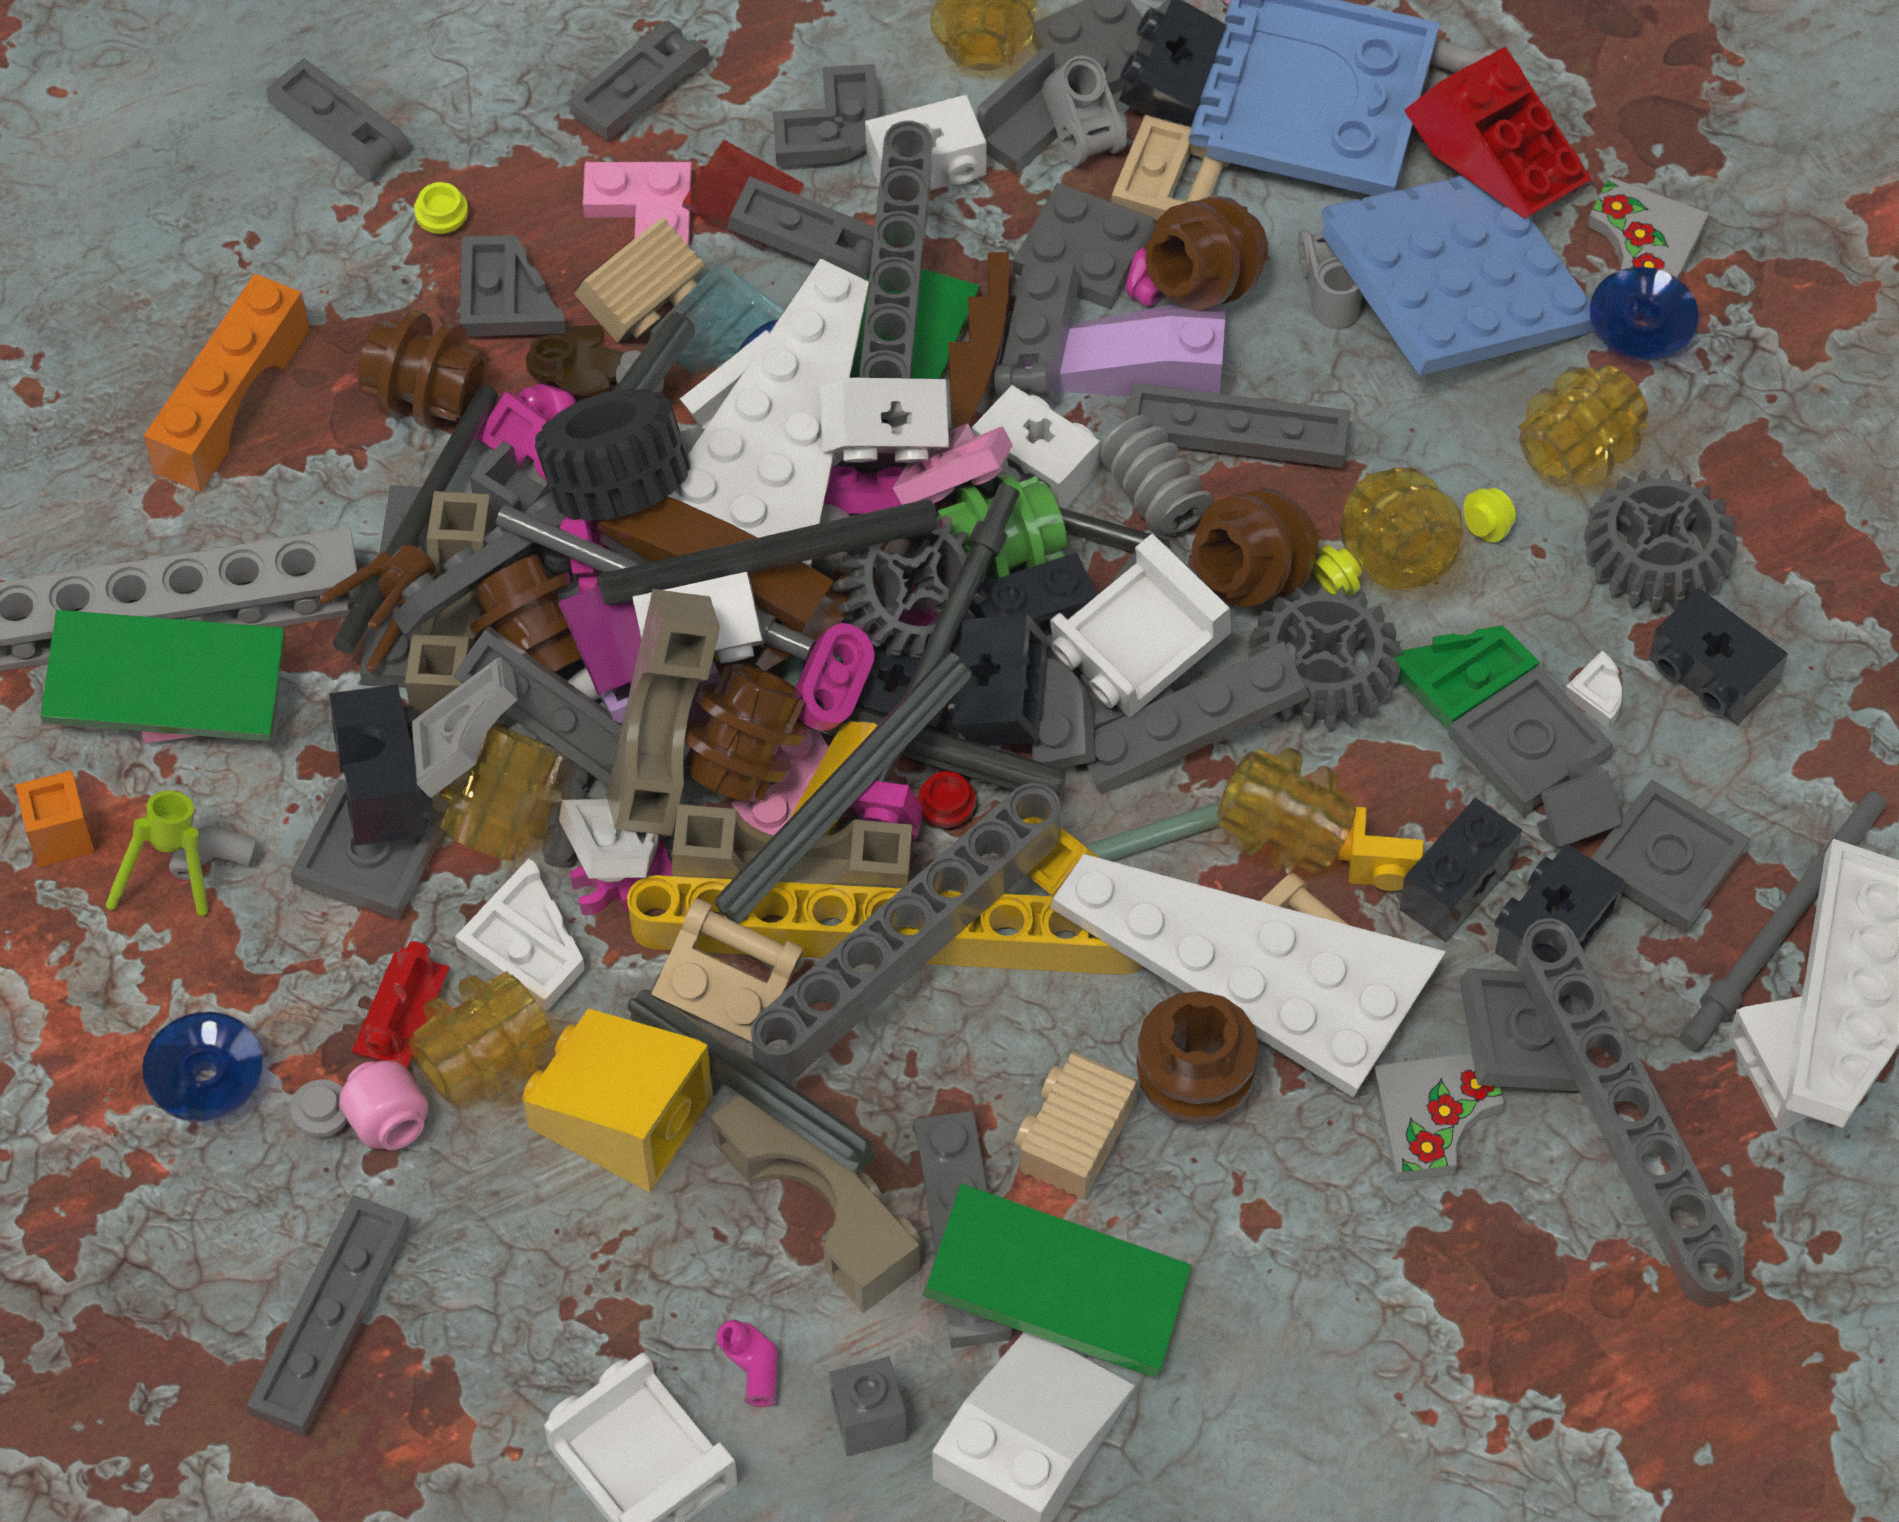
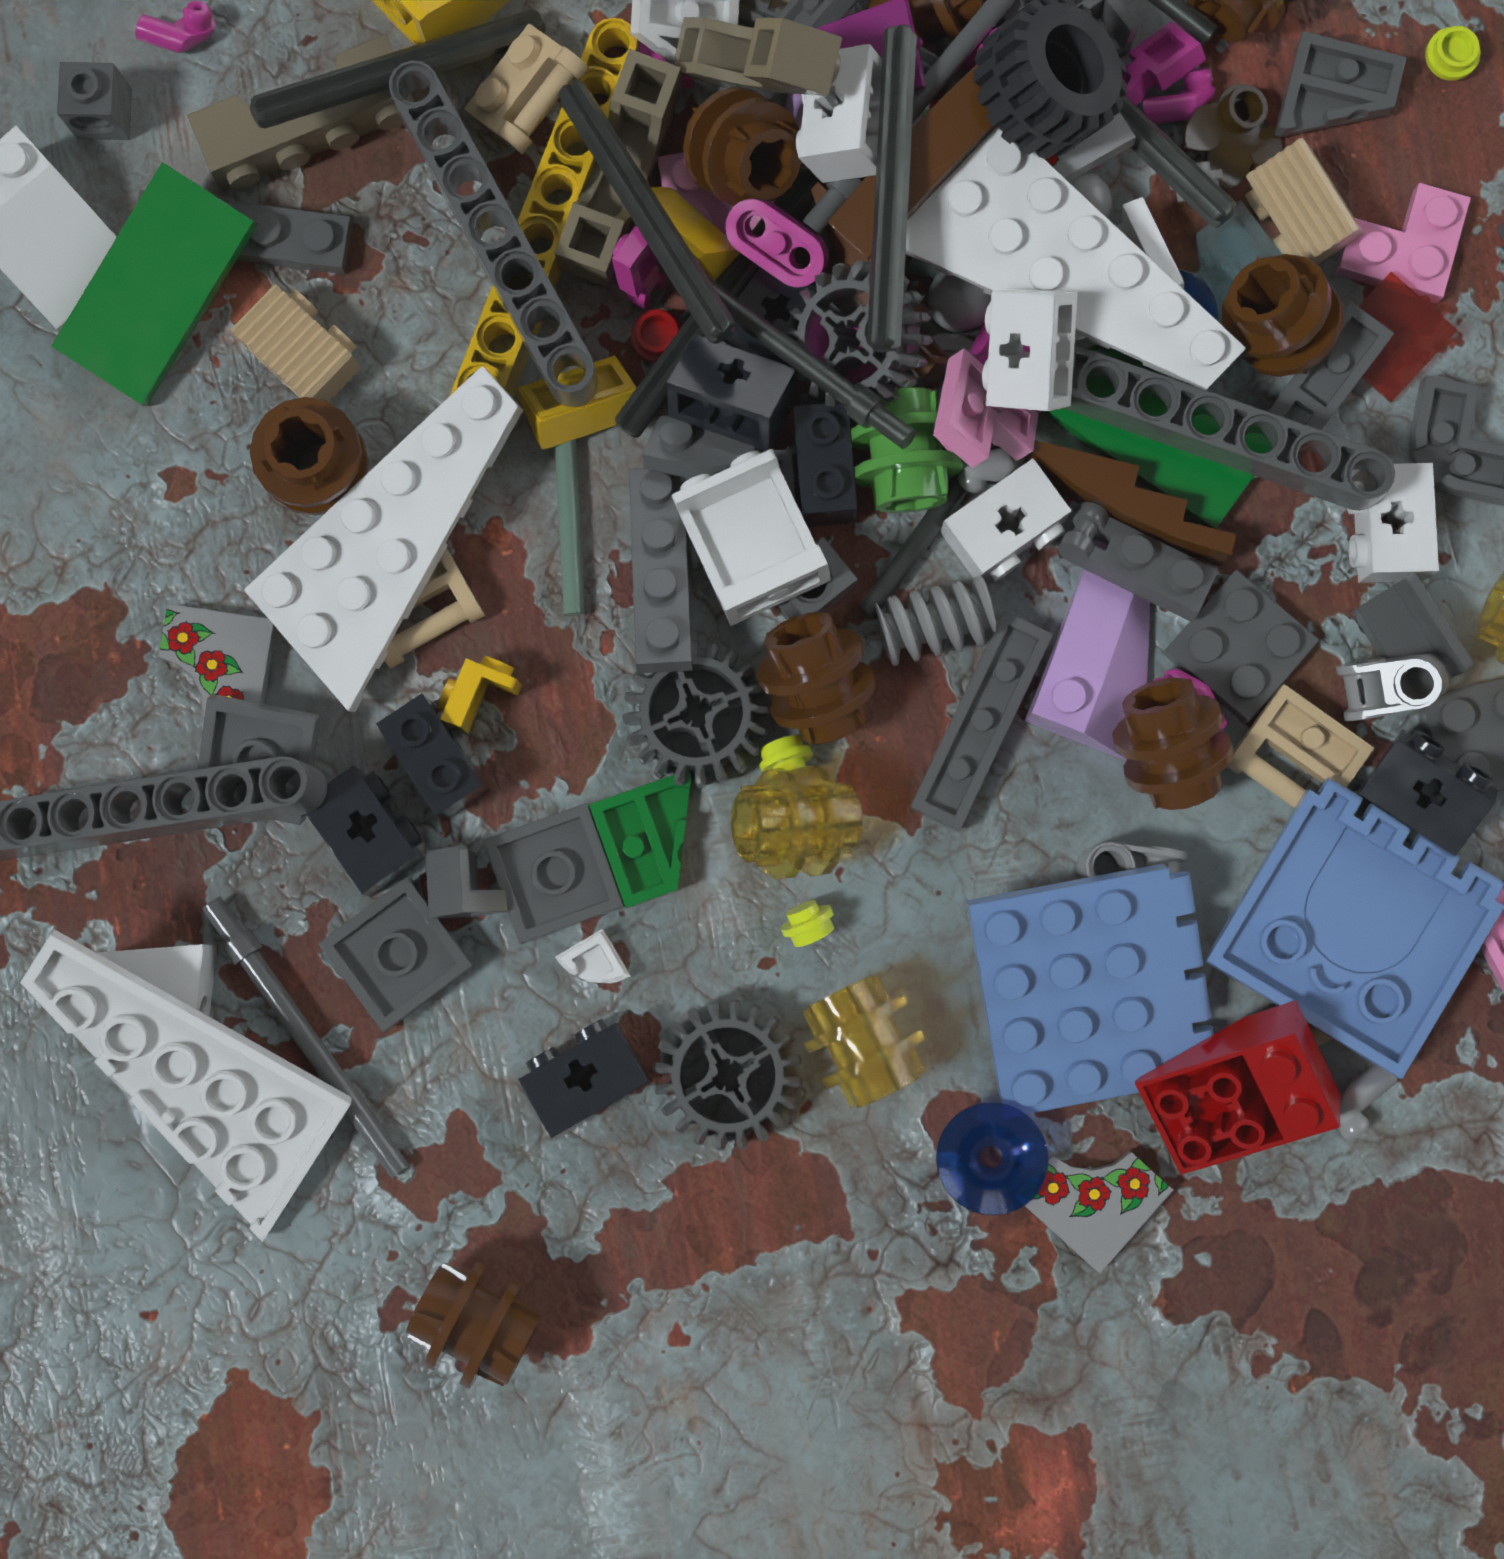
camera: 110 degrees right, 25 degrees up
(736, 243) = (1283, 314): none -> reddish brown piece
(1280, 807) = (522, 618): clear yellow piece -> none

